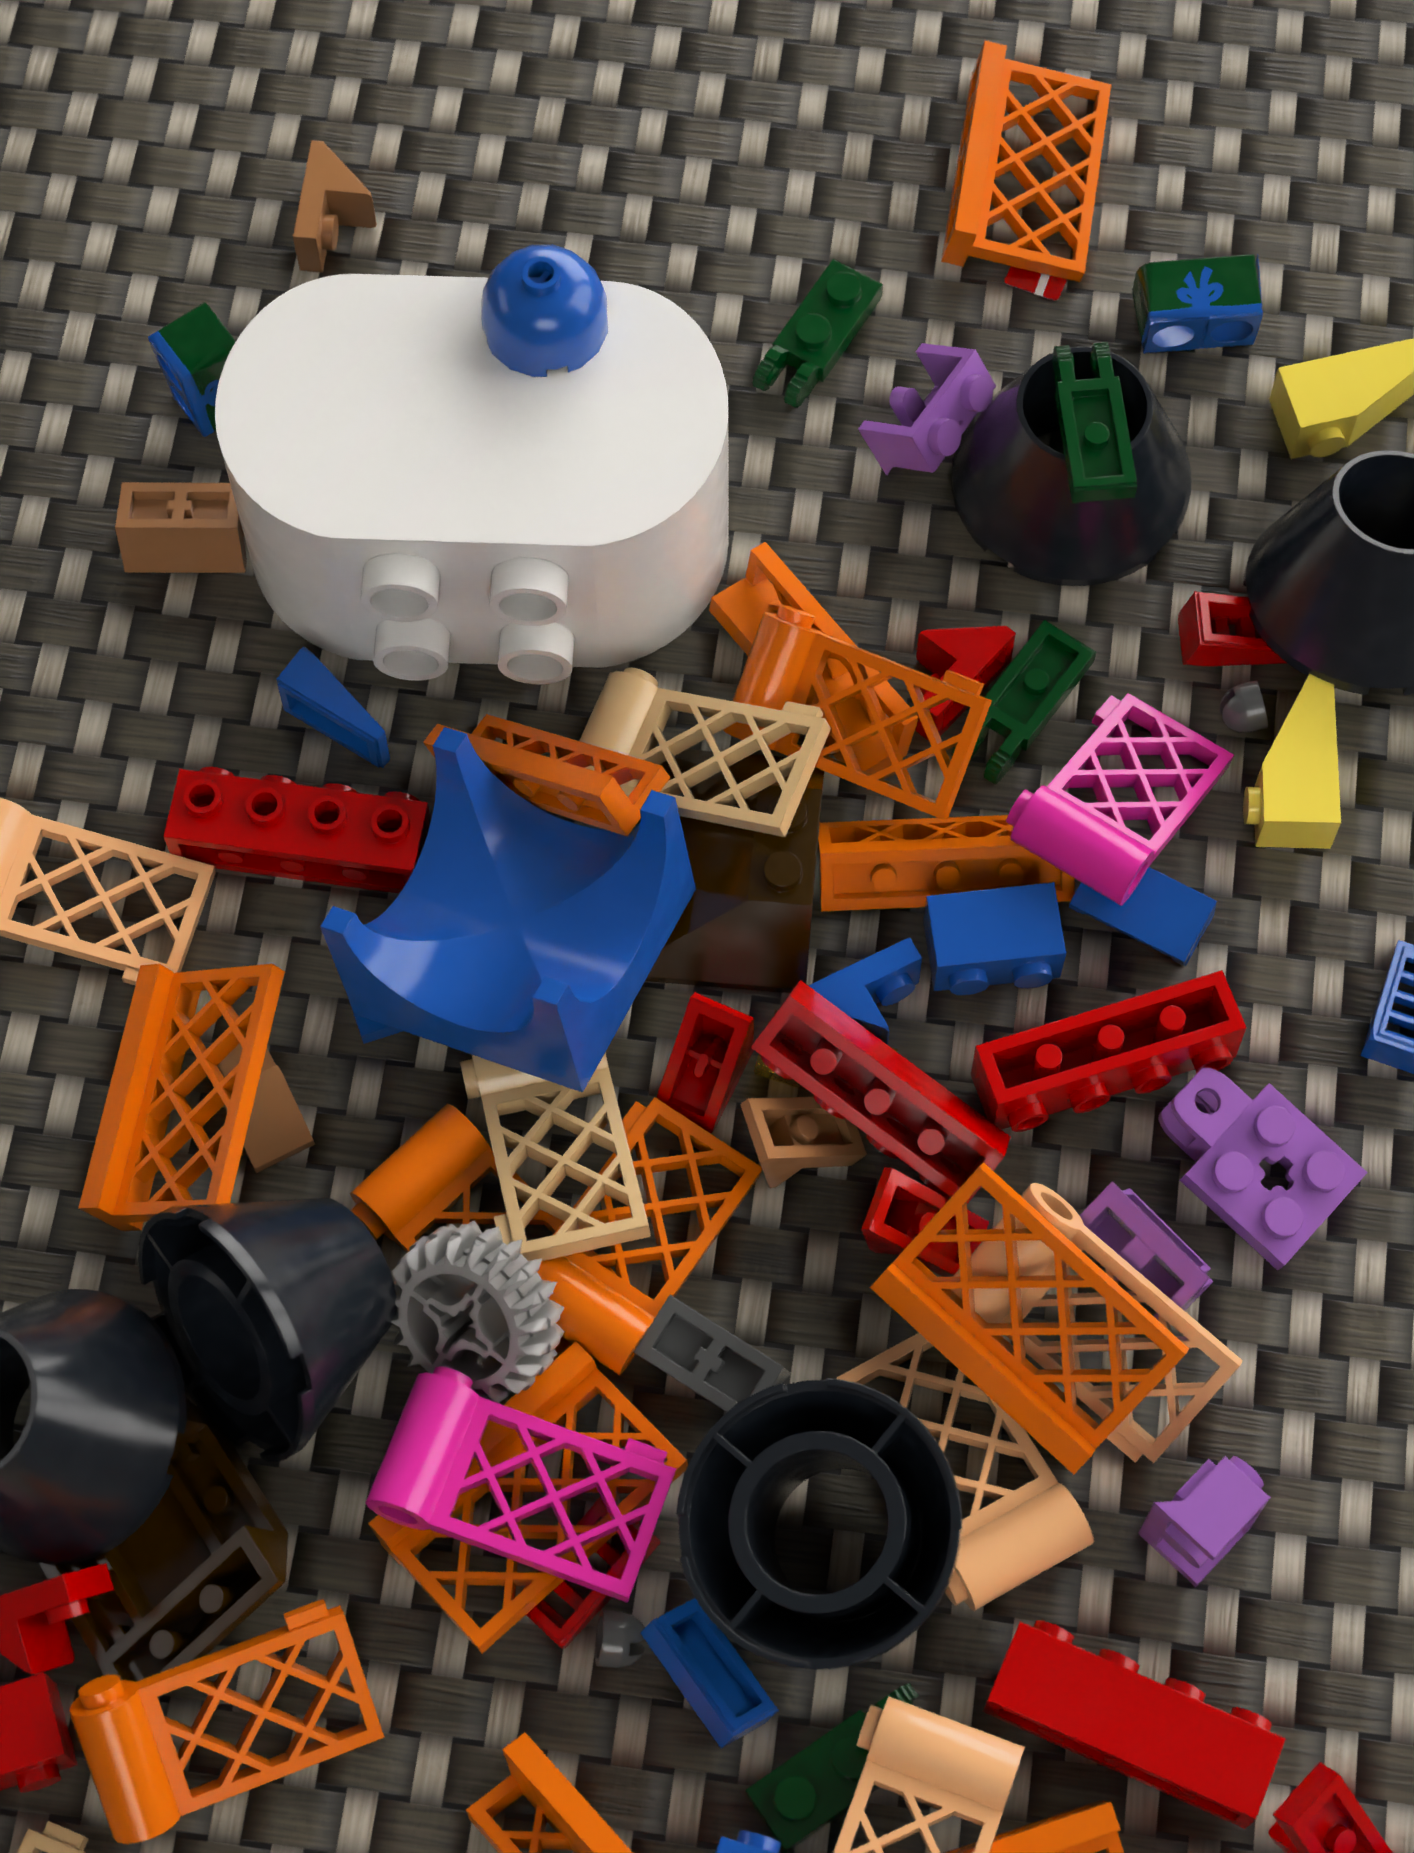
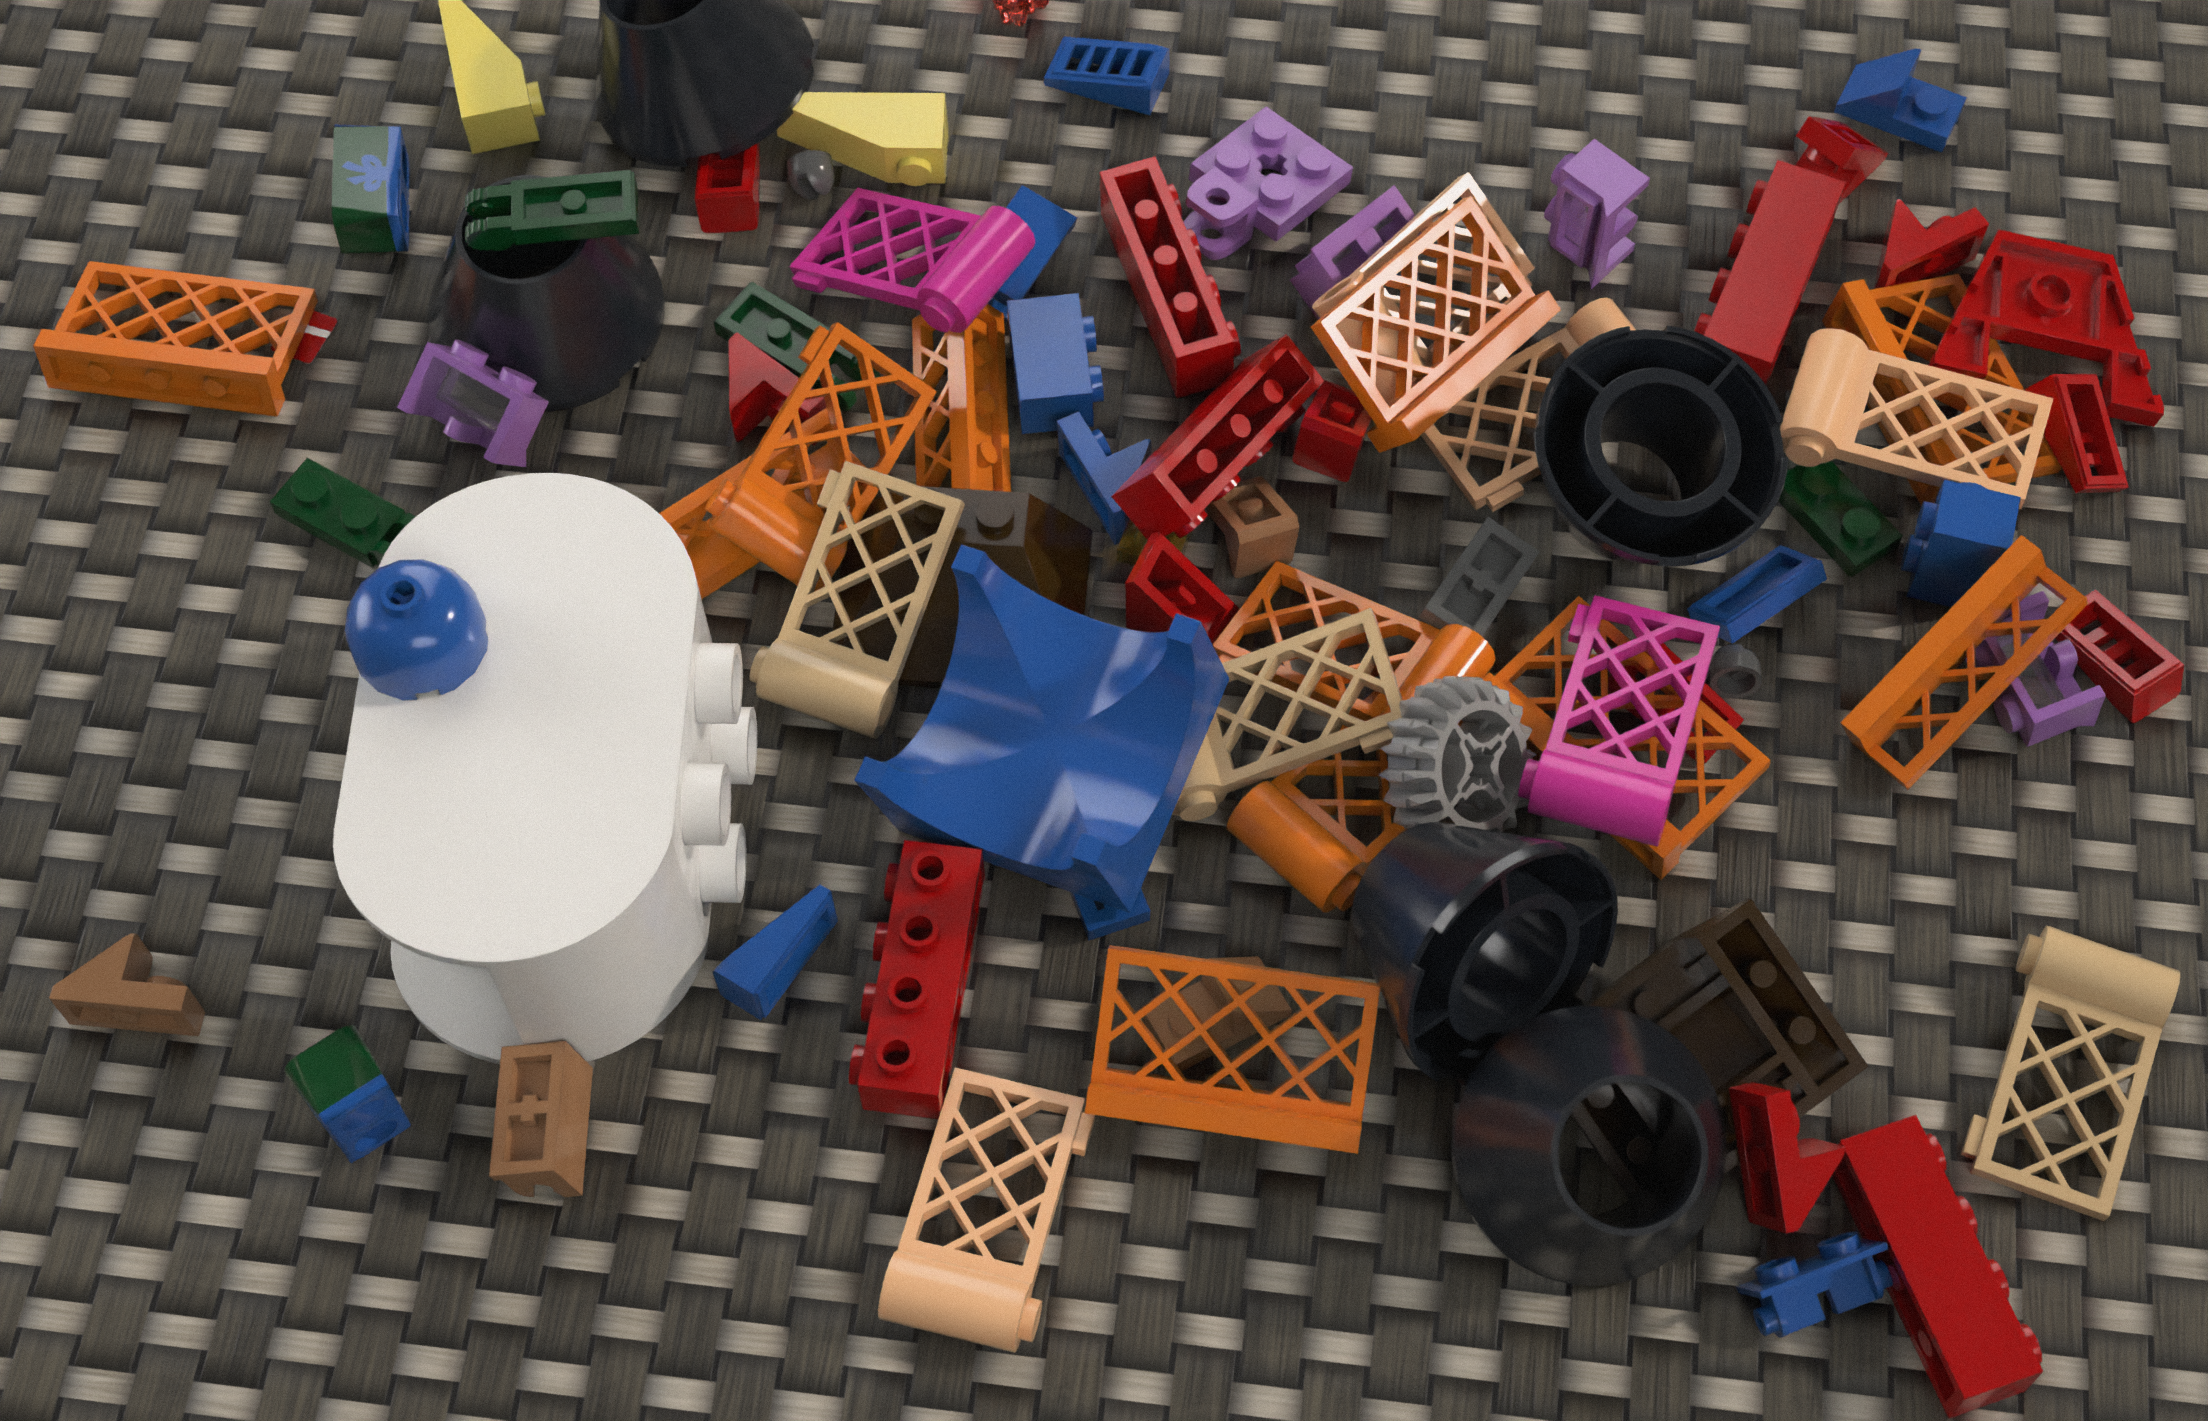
camera: 90 degrees left, 5 degrees down
(131, 1740) = (1893, 1047): orange piece -> none
(562, 781) = (890, 725): orange fence -> none

